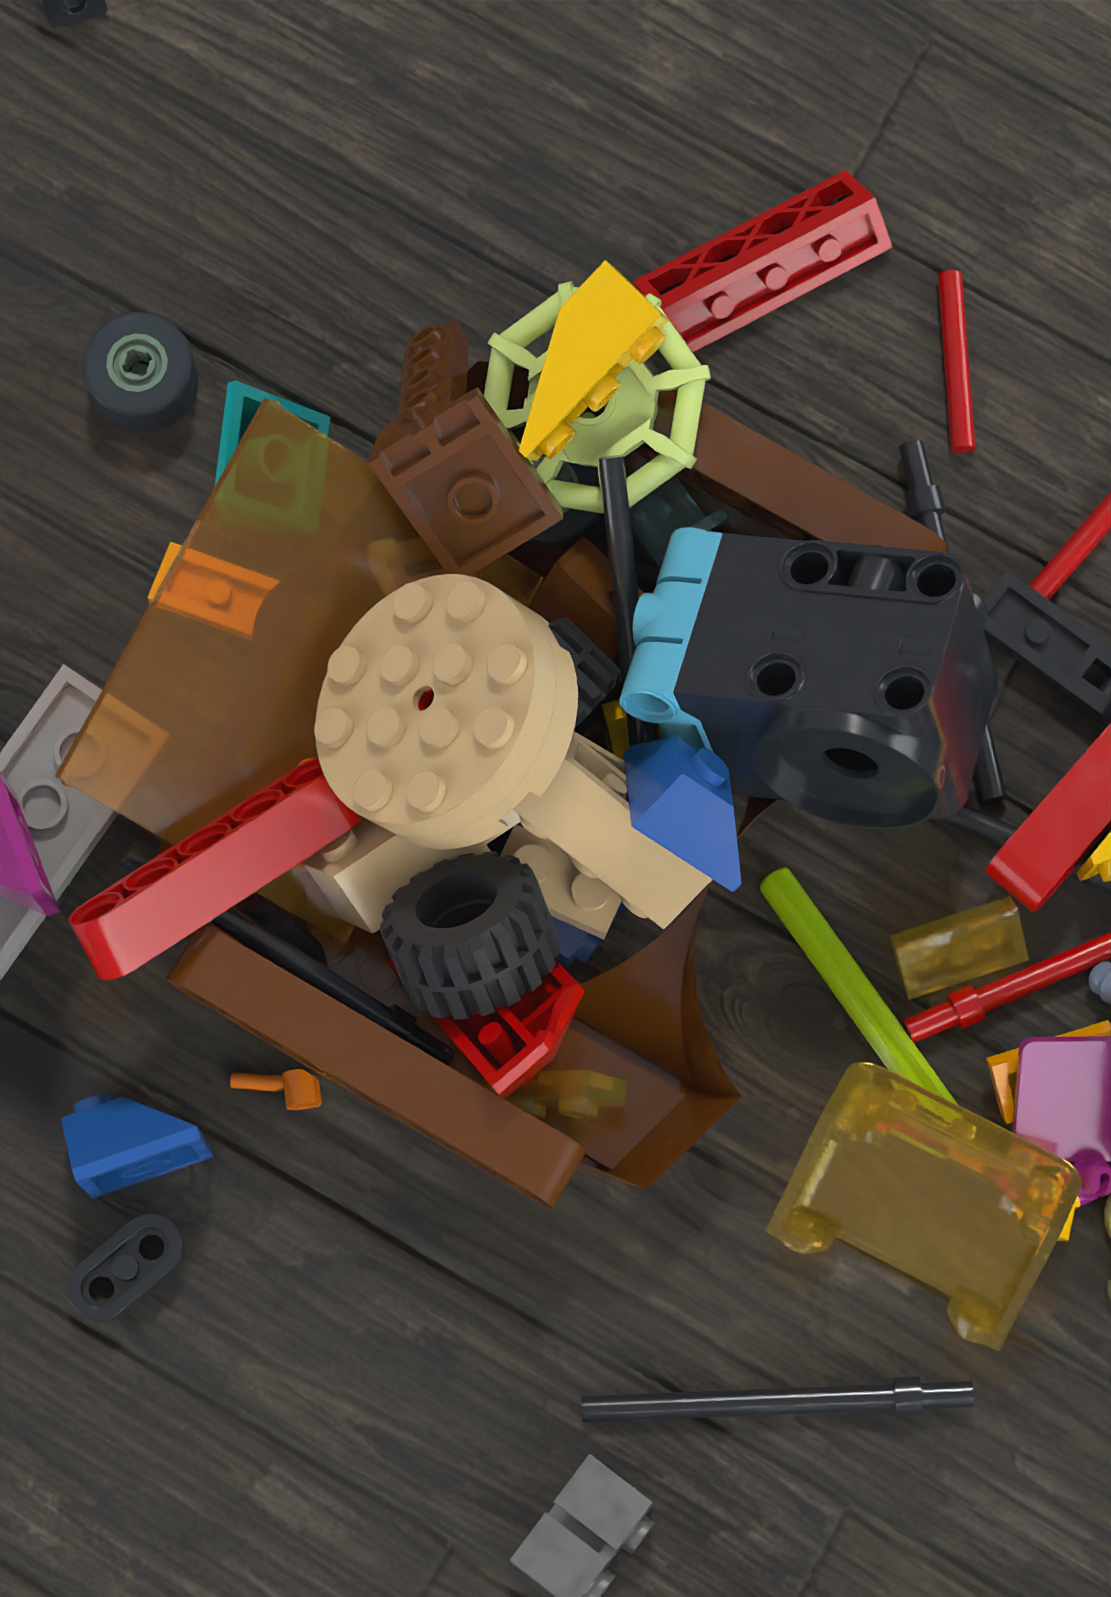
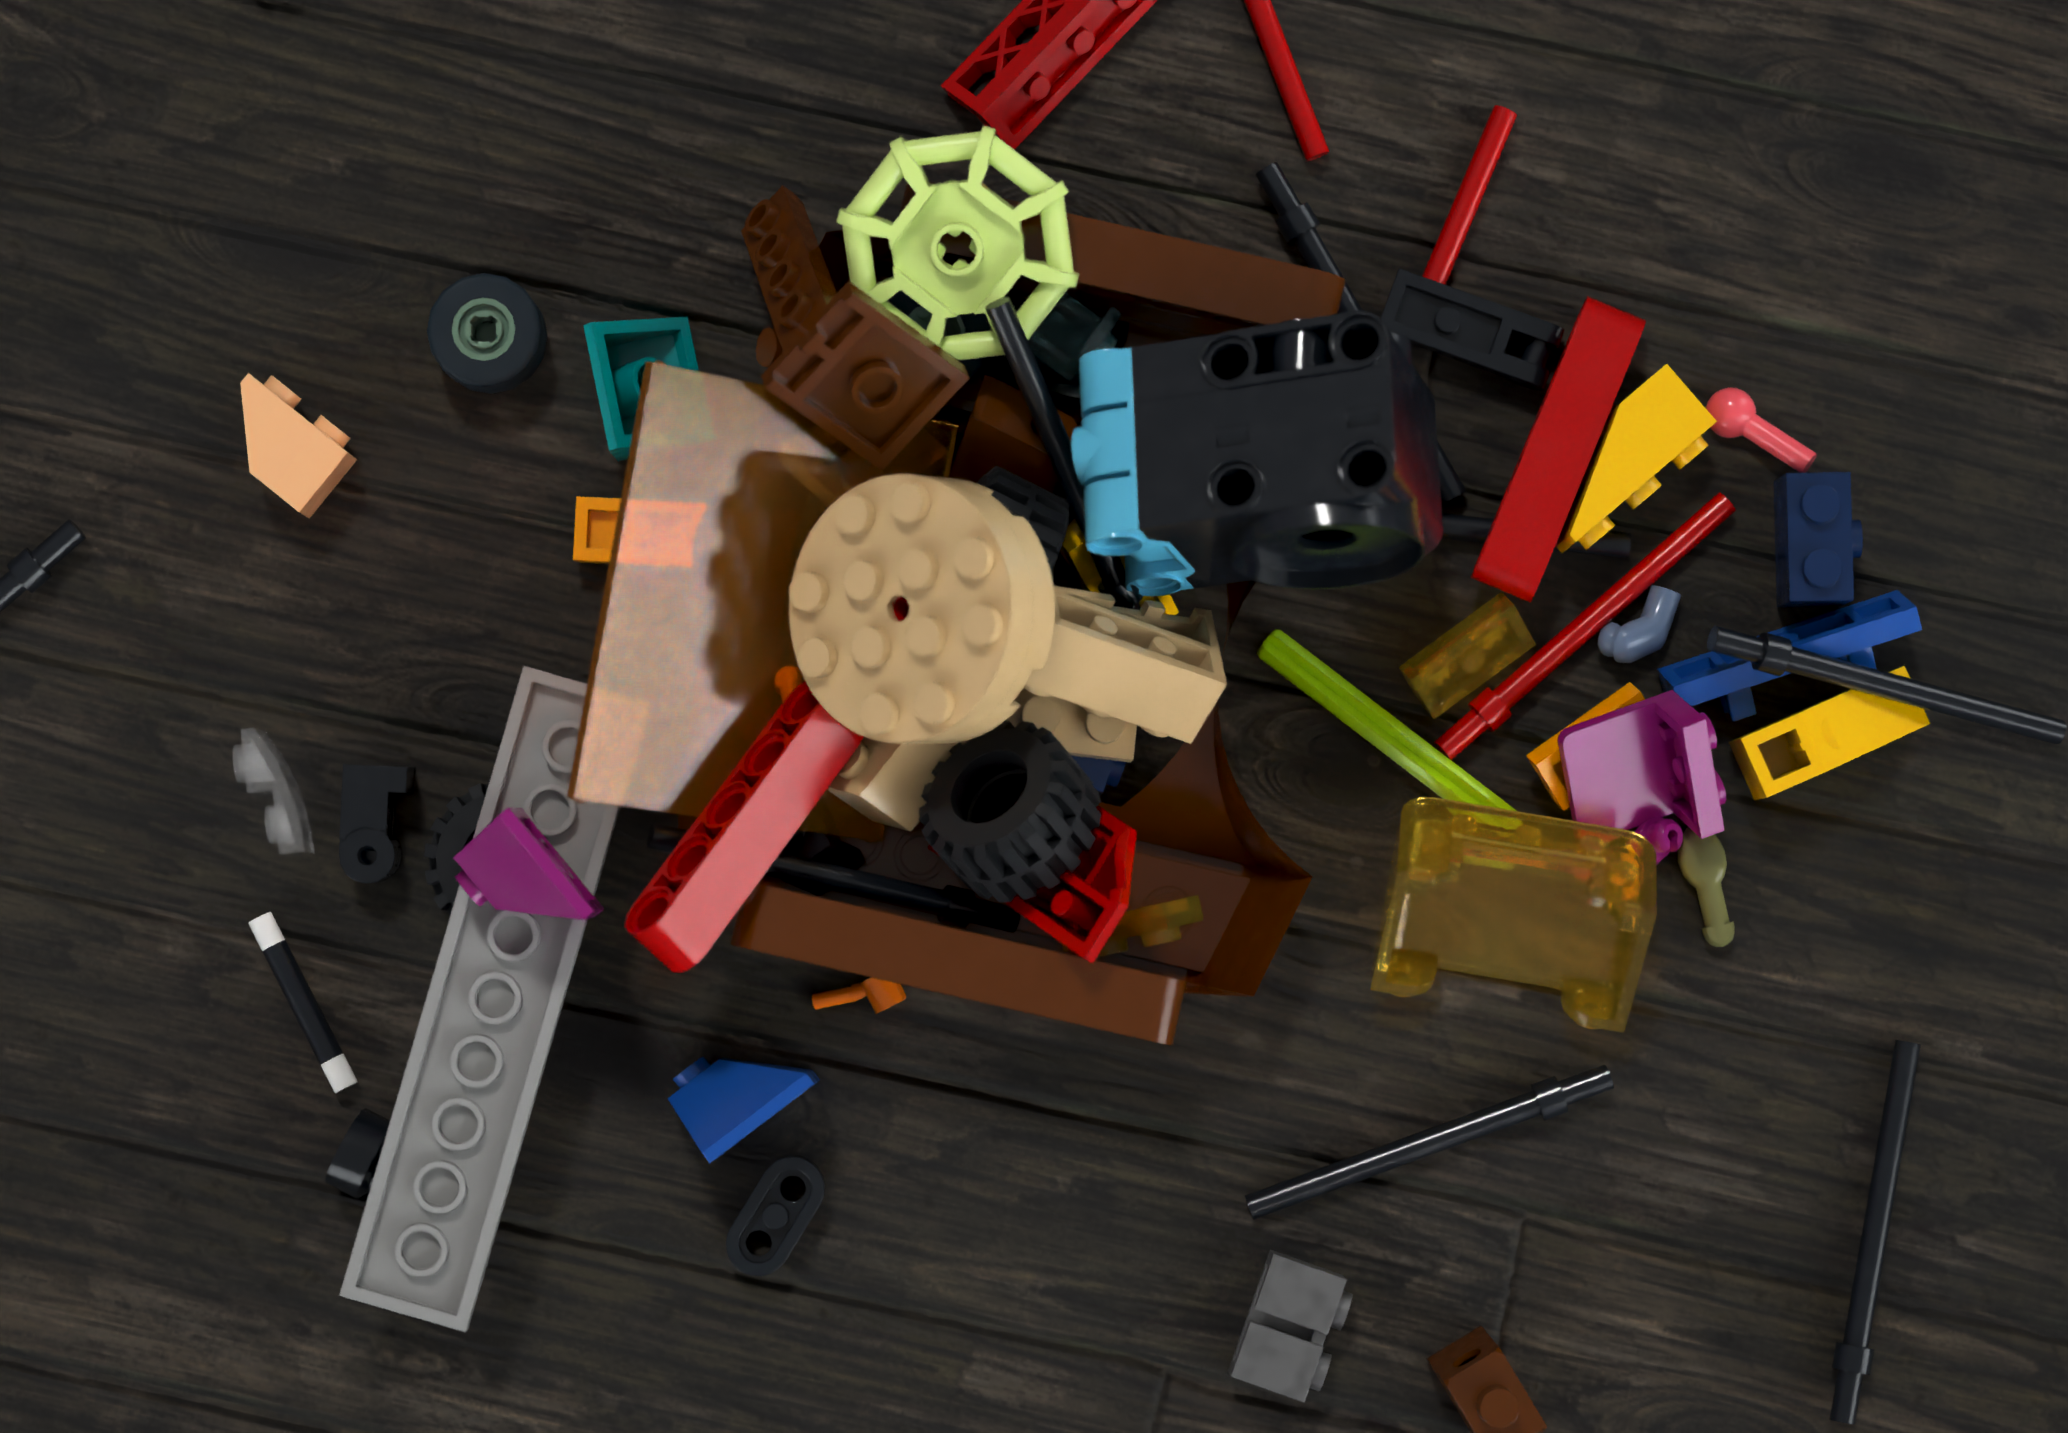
camera: 25 degrees left, 10 degrees up
(590, 346) = (944, 199): yellow slope -> none
(685, 805) = (1176, 625): blue slope -> none

